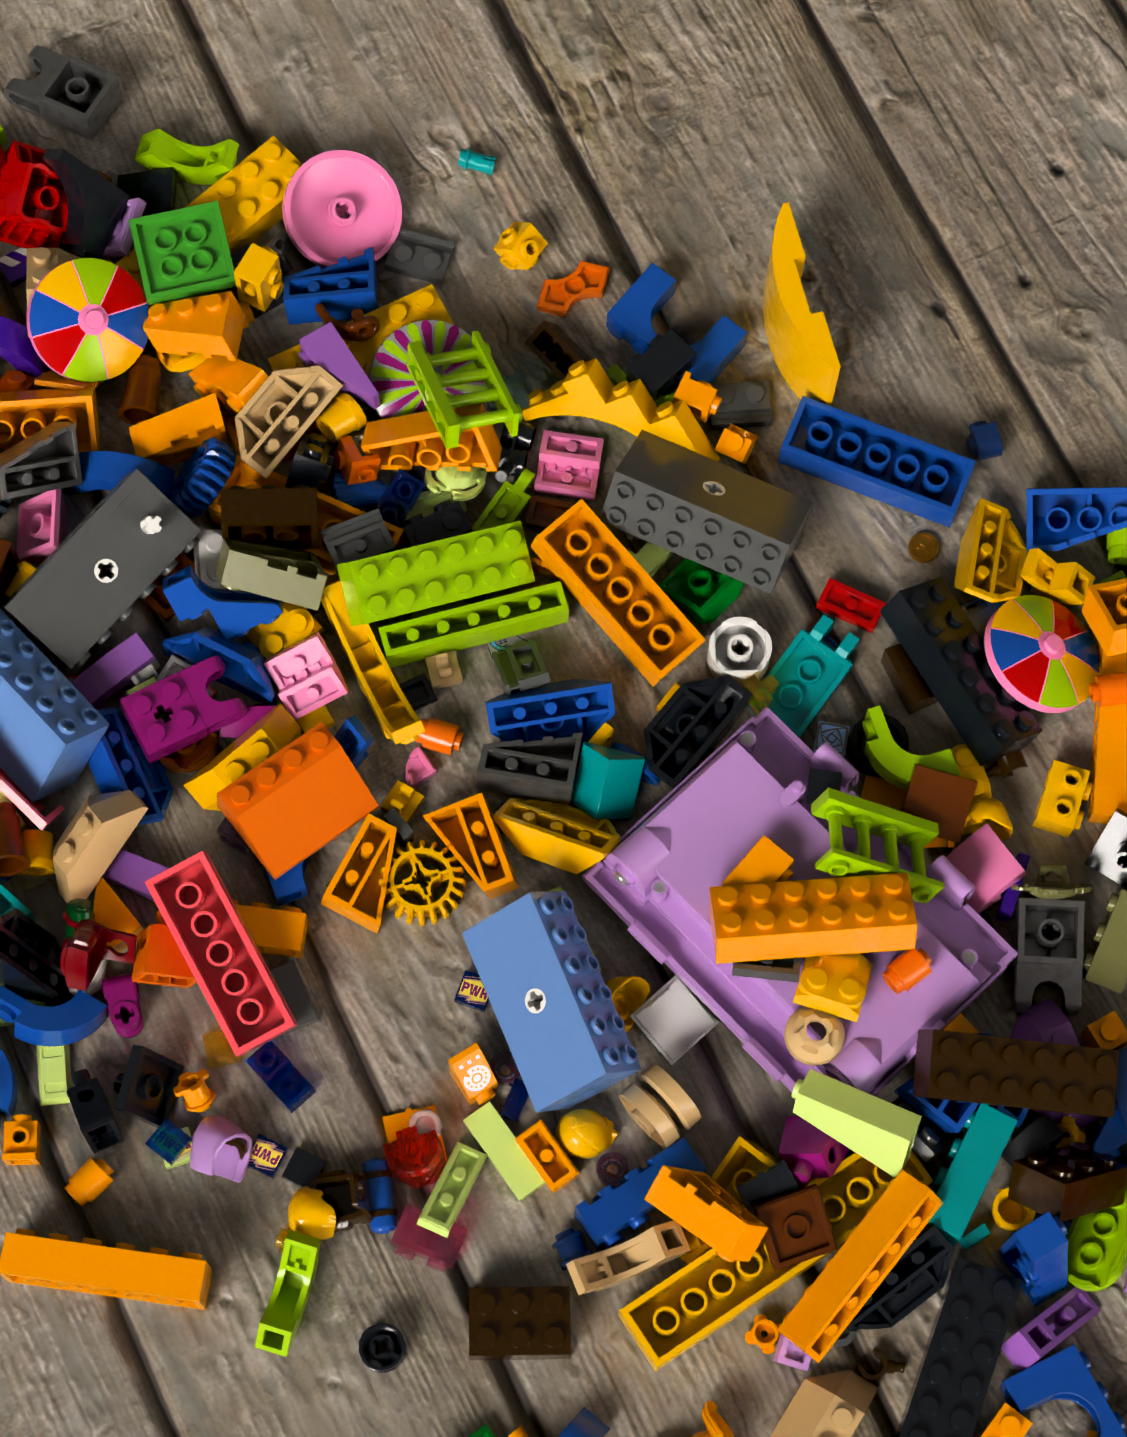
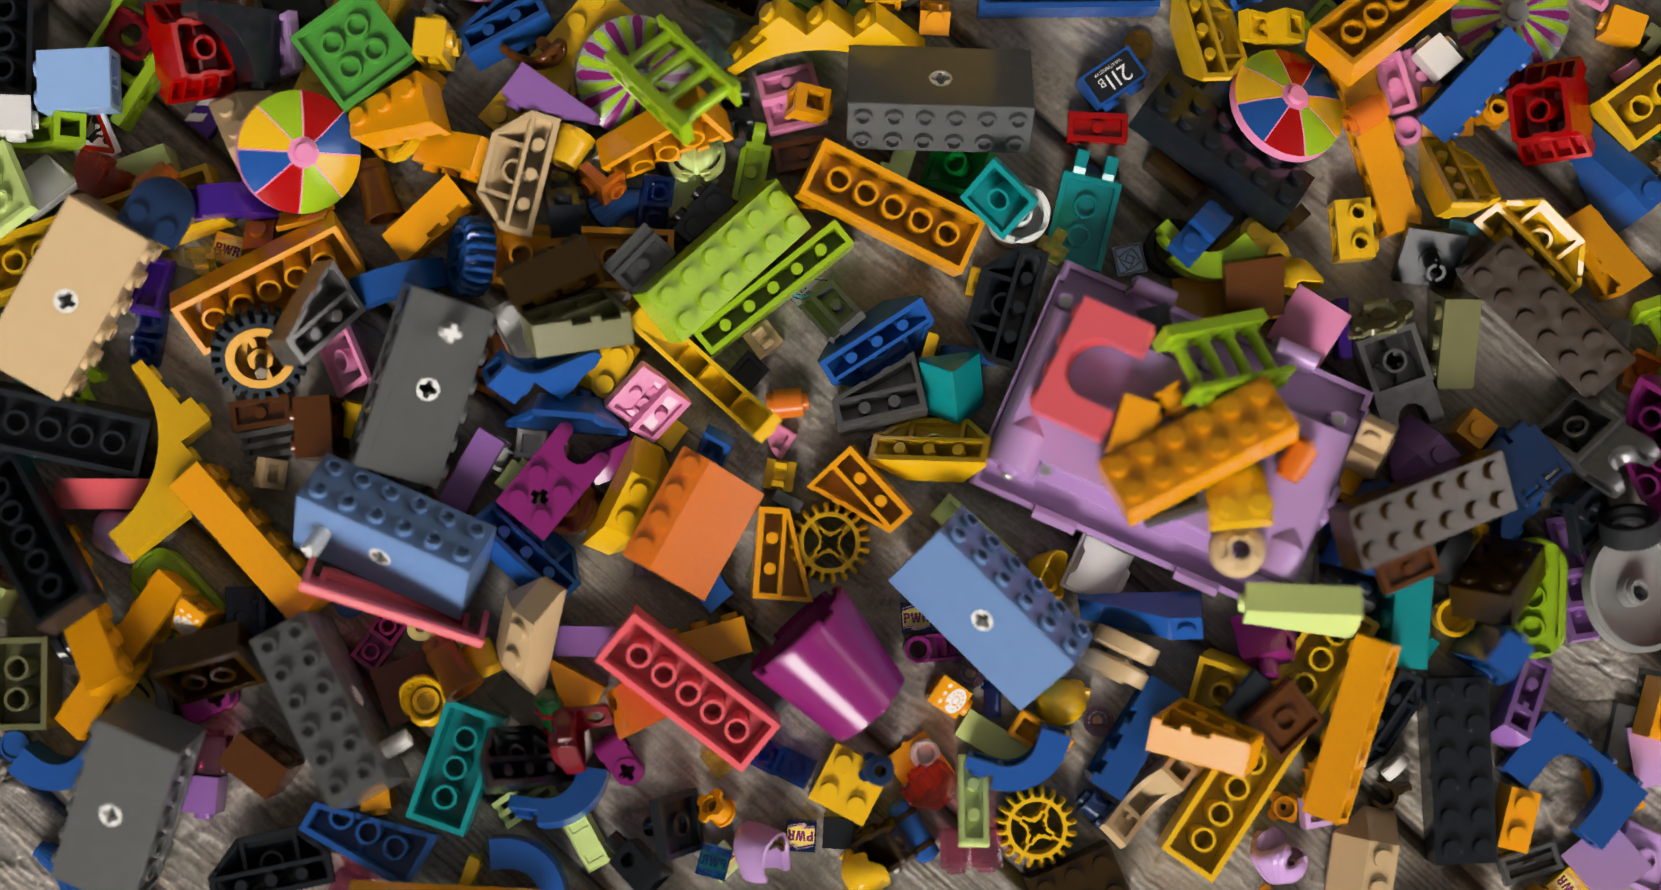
camera: 20 degrees left, 15 degrees up
(337, 1120) = (840, 787): none -> yellow brick
(367, 1118) = (867, 771): none -> dark blue brick
(369, 990) = (830, 666): none -> magenta cone
(480, 1027) = (935, 648): none -> magenta piece
(492, 1254) = (1029, 839): none -> yellow gear
(536, 1174) = (1028, 769): none -> blue arch
(583, 470) = (815, 96): none -> light orange brick
(715, 1082) = (1158, 614): none -> blue wedge
(725, 621) = (1000, 198): none -> teal slope
(733, 1379) = (1275, 859): none -> lavender hair
(757, 764) = (1091, 326): none -> coral arch
(805, 861) = (1171, 398): none -> light orange brick
(883, 567) = (1112, 80): none -> brick
(895, 1339) = (1394, 766): none -> white tile
(911, 727) = (1200, 233): none -> blue arch
(978, 1125) = (1407, 570): none -> reddish brown plate
(987, 1001) = (1371, 447): none -> tan arch

